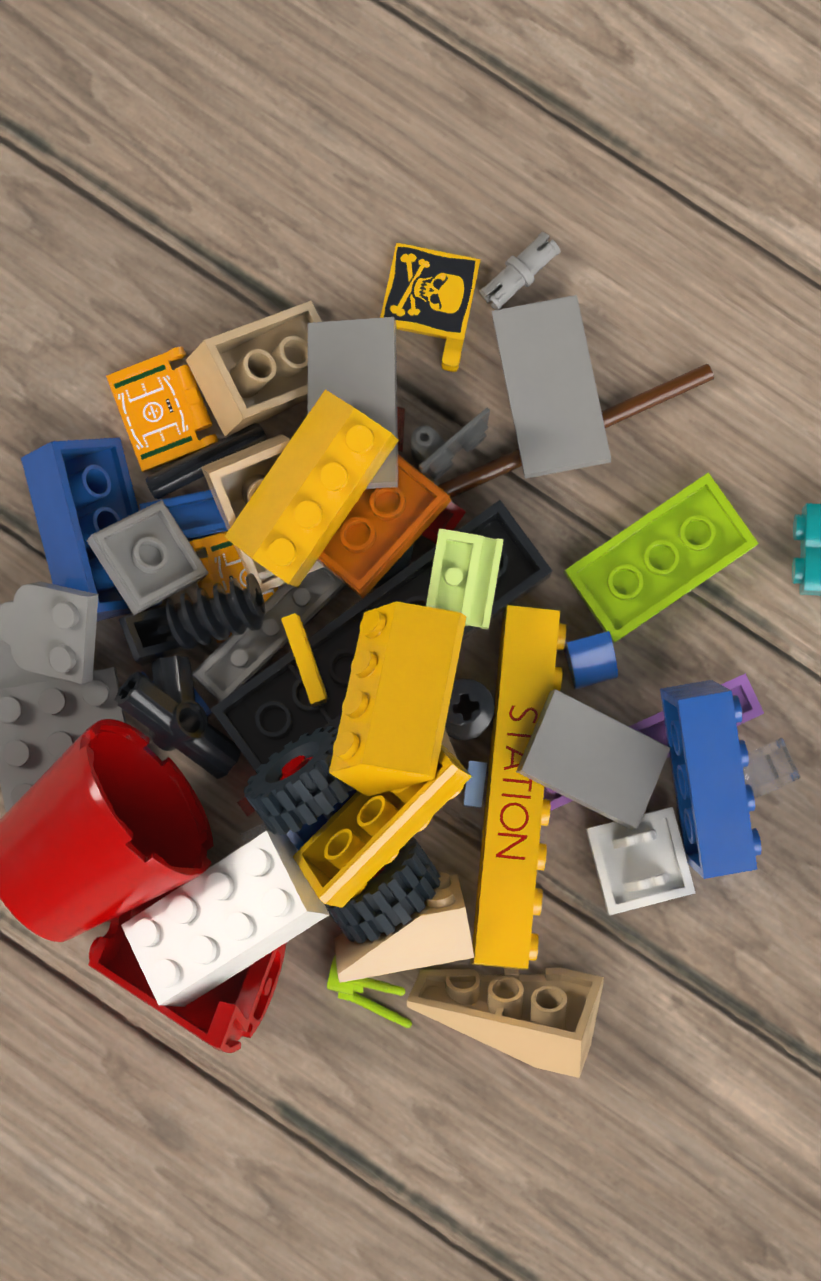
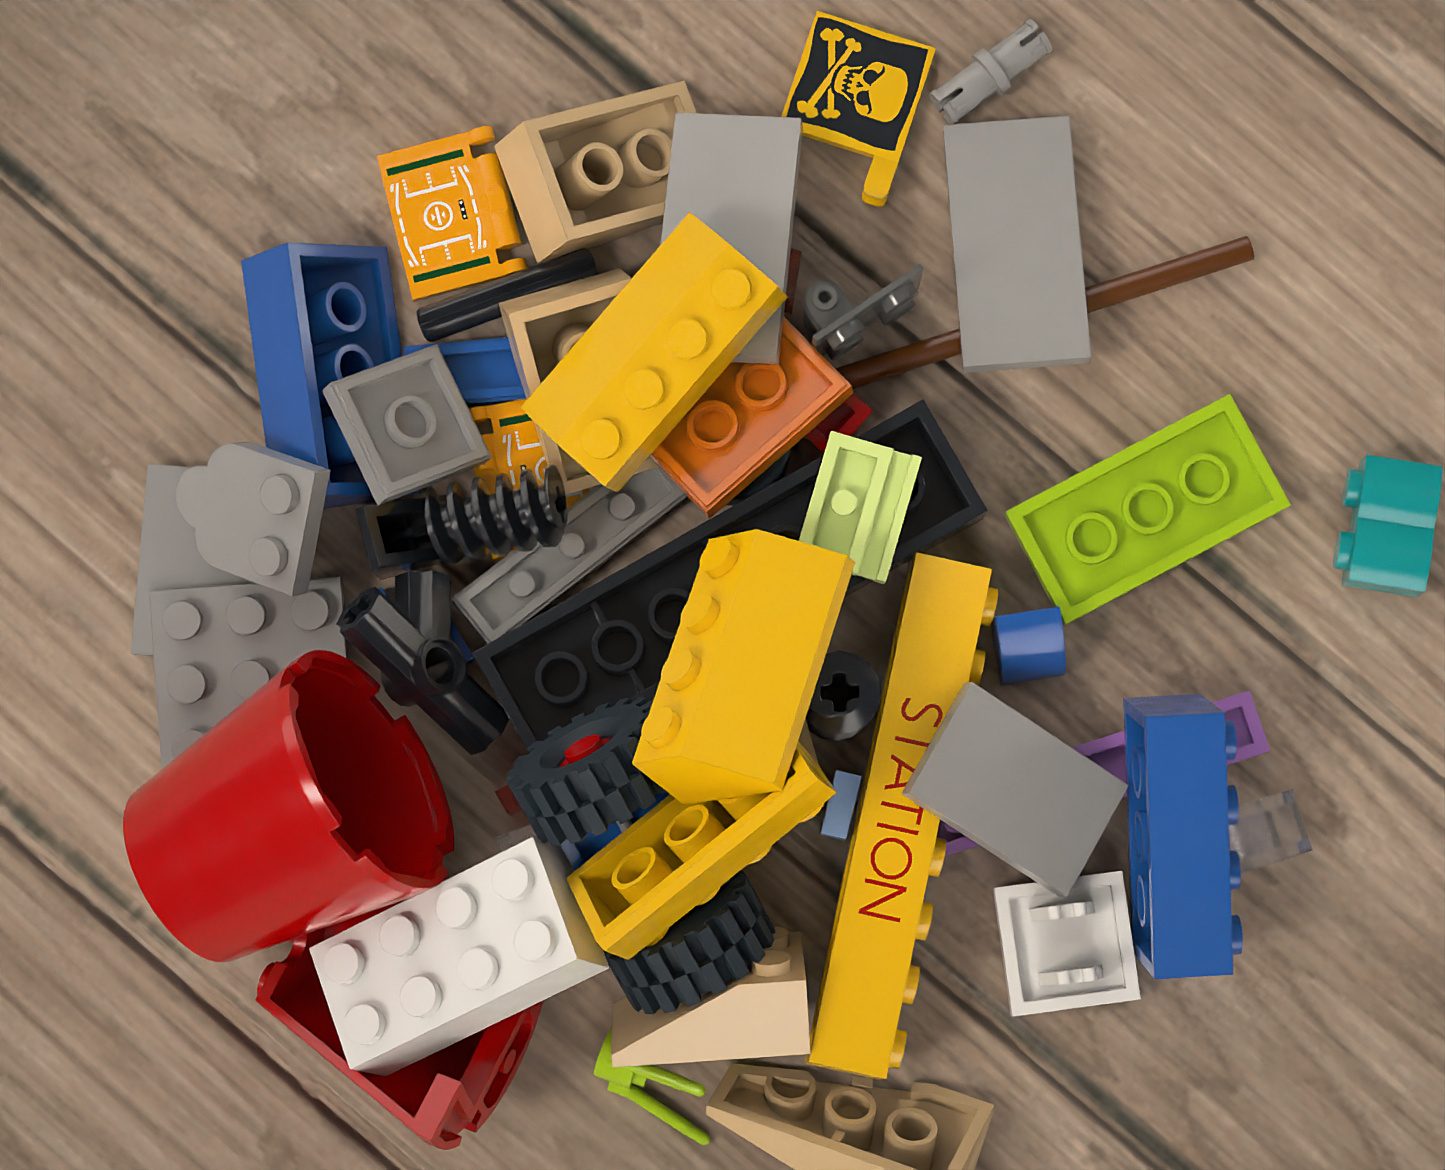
camera: 10 degrees right, 0 degrees up
(305, 659) = (616, 597): yellow tile -> none

